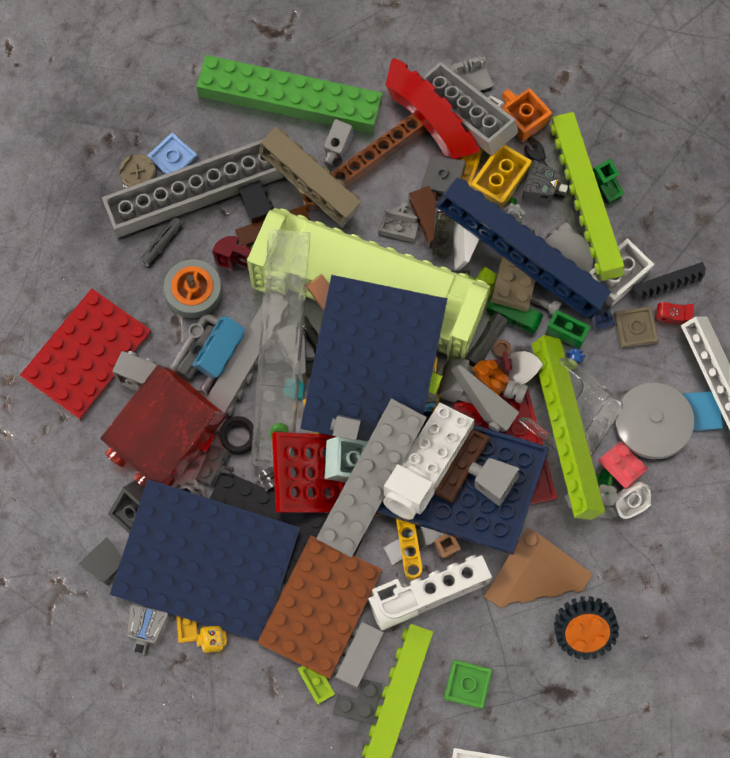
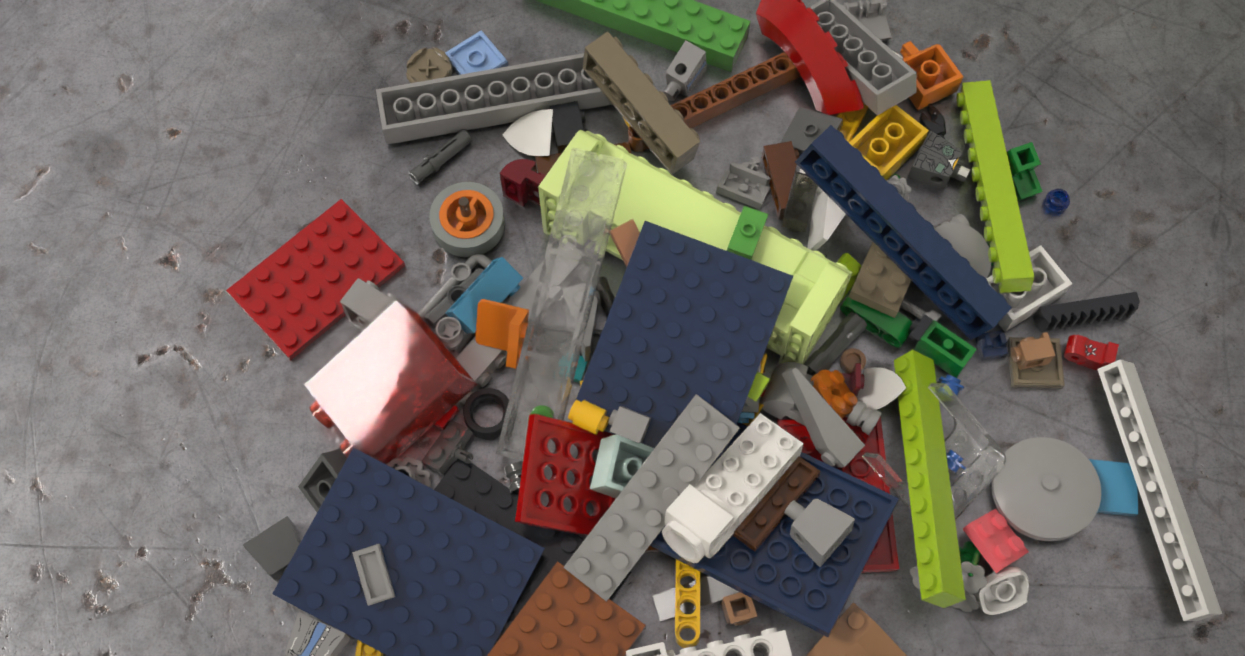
camera: 10 degrees right, 5 degrees down
(181, 568) = (373, 574): none -> light grey tile
(196, 376) = (447, 328): none -> light grey wheel
(228, 211) = (531, 133): none -> white sticker
(238, 370) = (502, 328): none -> orange bracket
(315, 426) = (588, 416): none -> yellow brick
(408, 269) = (747, 232): none -> bright green plate
(546, 316) = (919, 327): none -> black plate
(585, 412) = (954, 461): none -> blue plate
(632, 320) = (1033, 352): none -> medium nougat brick
(637, 193) = (1060, 195): none -> clear blue plate

